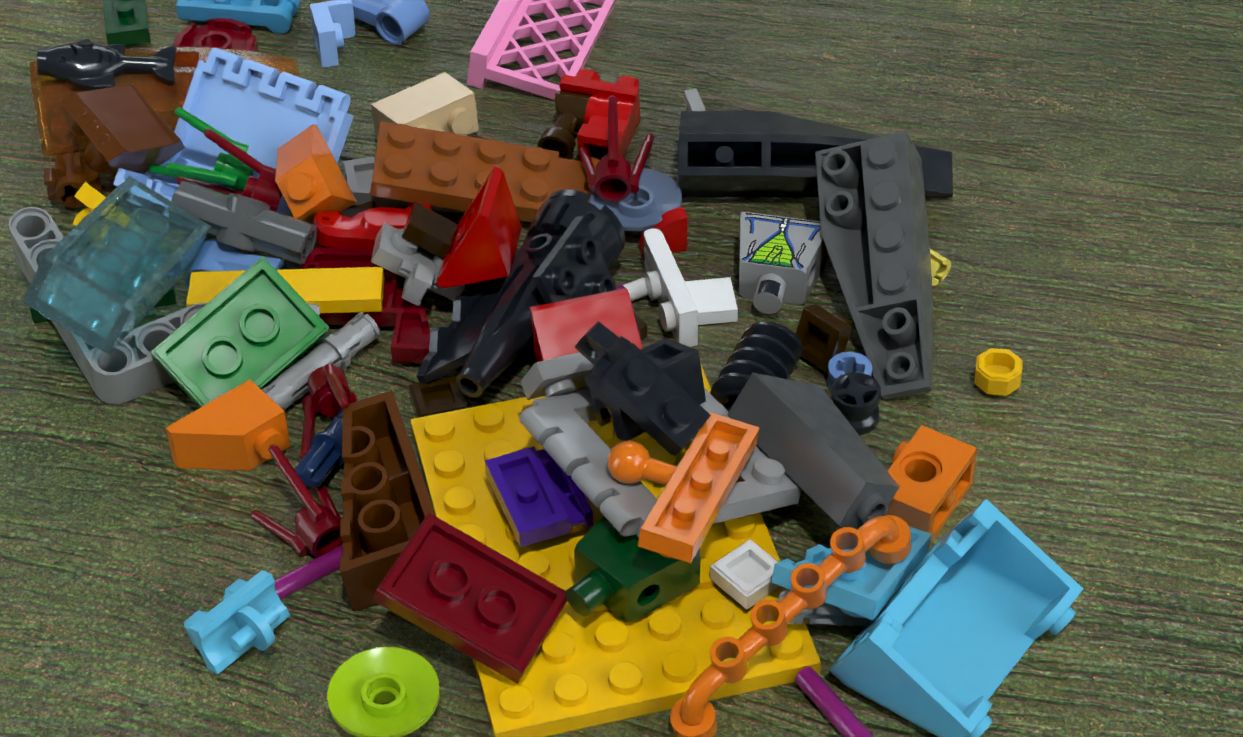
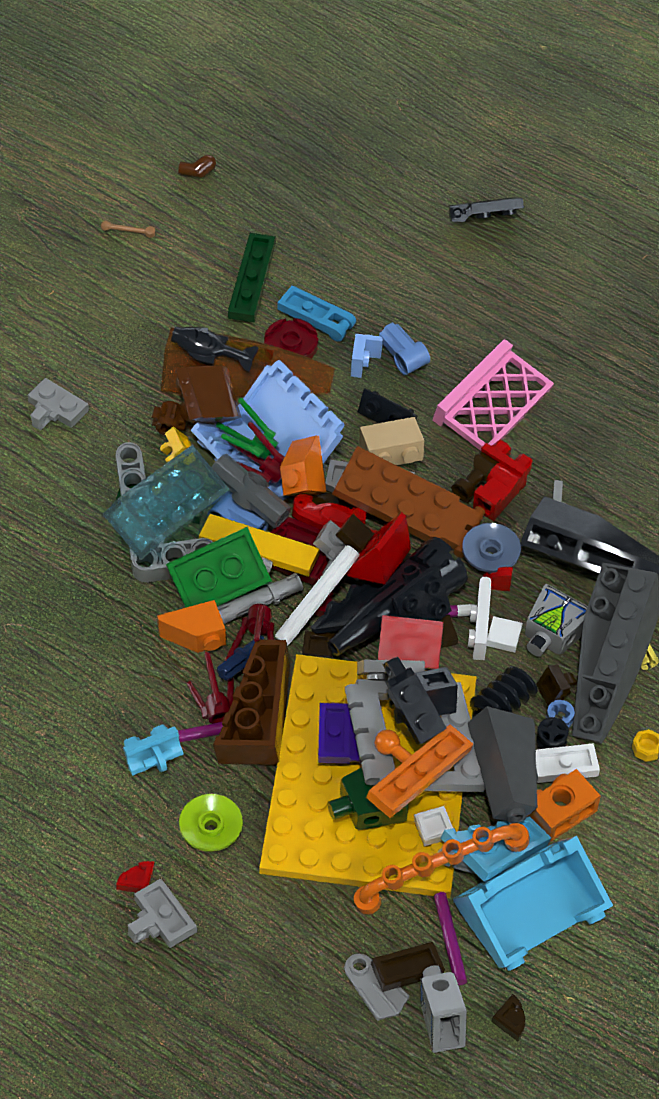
camera: 20 degrees right, 10 degrees up
(380, 81) = (382, 409): none -> black hinge
(412, 317) = (317, 594): none -> white axle
(471, 597) = (275, 787): dark red tile -> none
(613, 175) = (481, 530): dark red plant -> none
(898, 422) = (561, 760): none -> white plate

